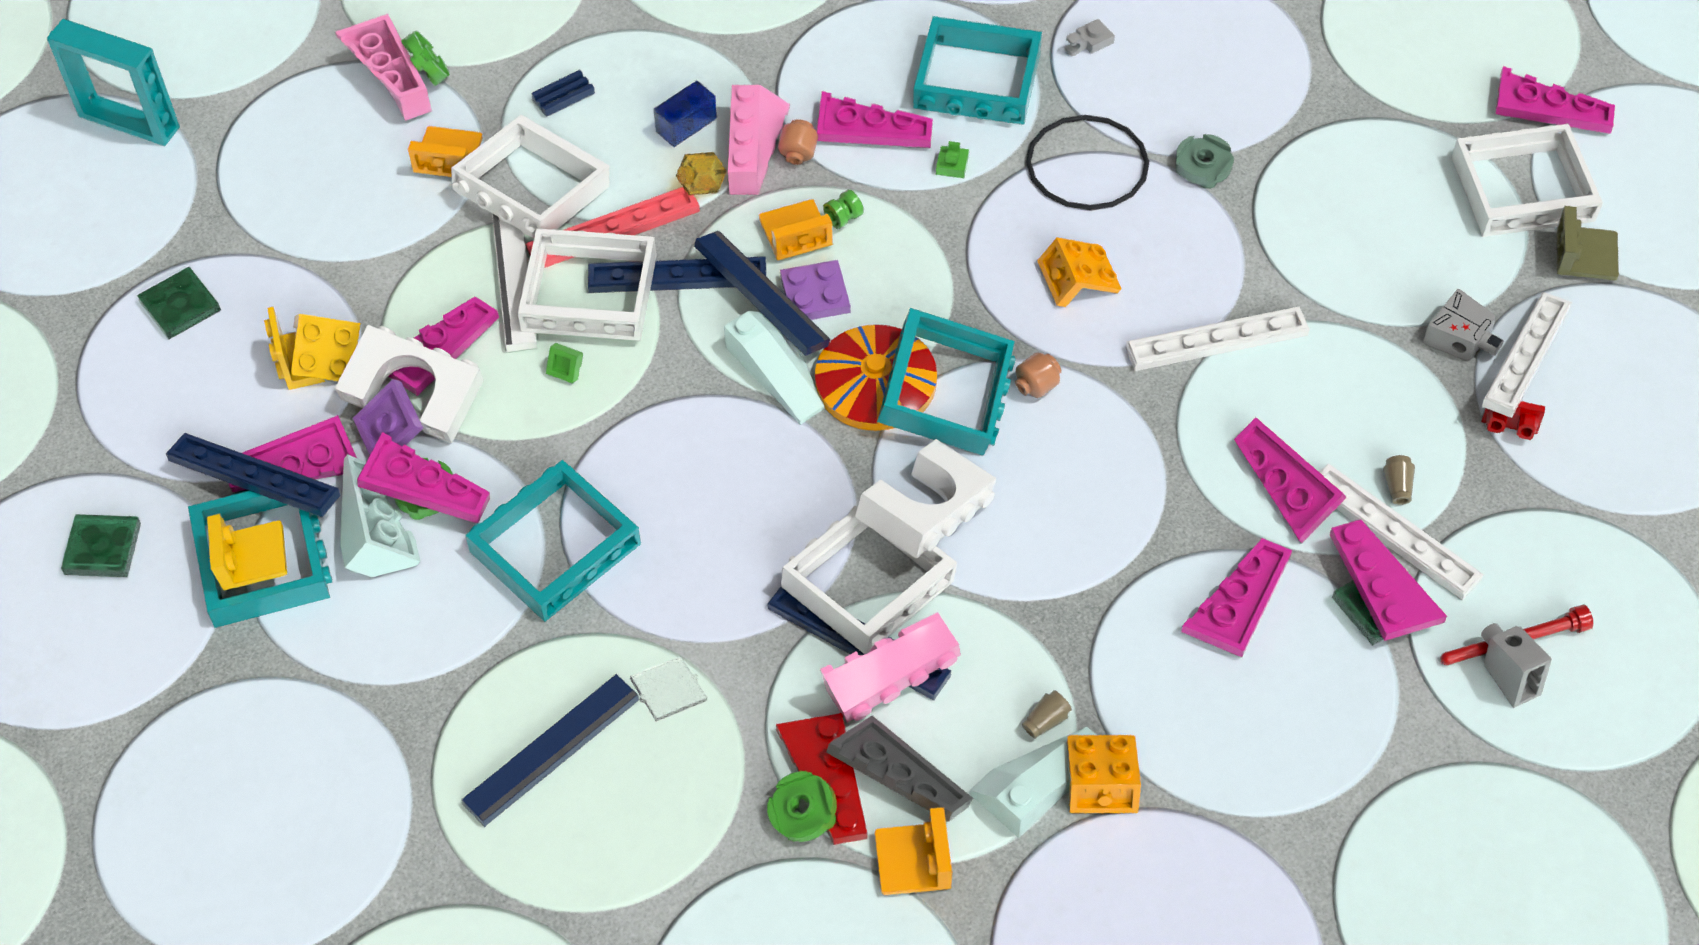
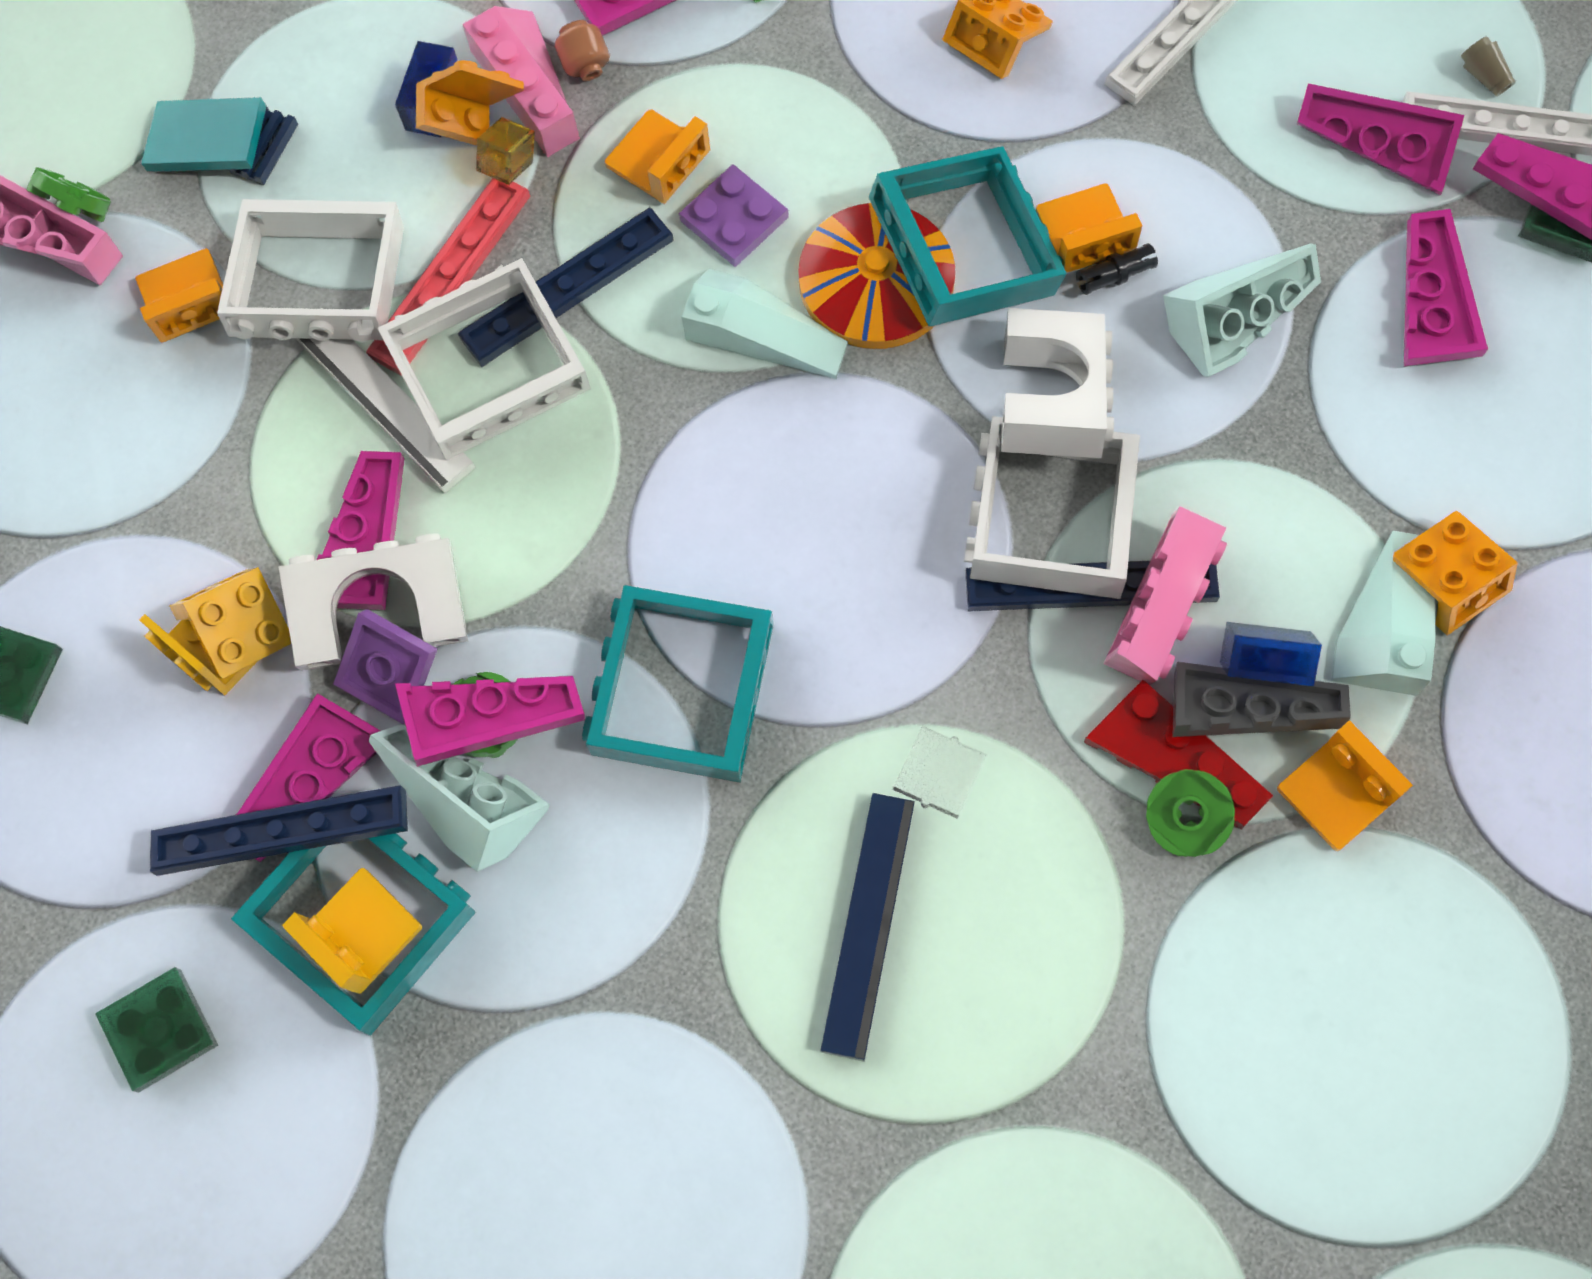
camera: 30 degrees left, 15 degrees up
(532, 67) = (204, 134): none -> teal tile
(564, 362) = (526, 468): bright green tile -> none
(693, 127) = (459, 100): none -> light orange bracket
(762, 293) = (685, 251): dark blue tile -> none
(844, 208) = (695, 97): bright green wheel -> none
(932, 743) = (1270, 653): none -> clear blue brick
(1034, 424) = (1088, 227): none -> light orange bracket
(1034, 460) = (1116, 269): none -> black pin
(1038, 375) = (1050, 169): nougat head -> none
(1047, 714) = (1348, 543): dark tan cone -> none
(1088, 528) = (1229, 310): none -> light aqua wedge

